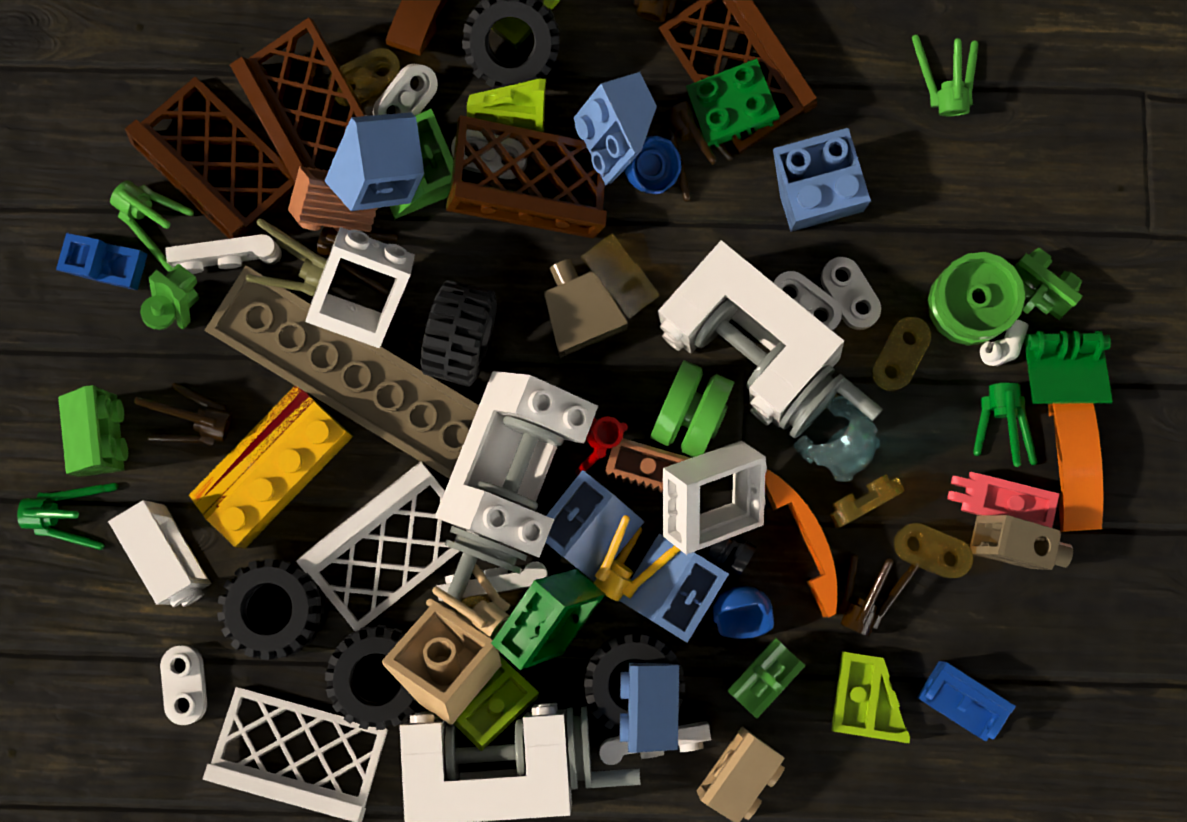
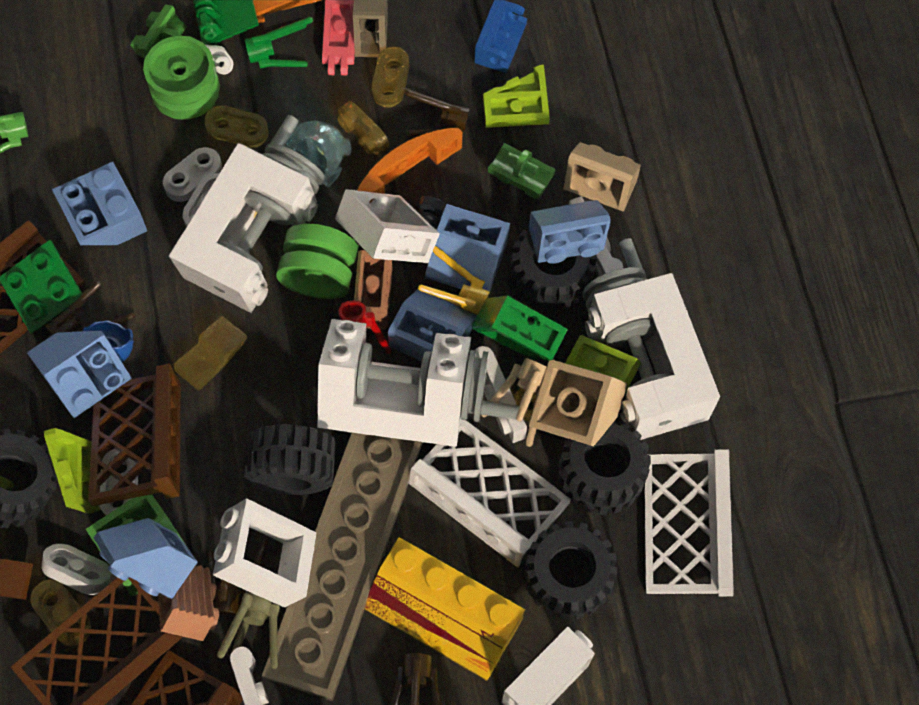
camera: 110 degrees left, 15 degrees down
(188, 684) = (658, 639): white plate -> none
(581, 309) = (248, 375): dark tan torso -> none
(743, 613) = (474, 194): blue hair -> none

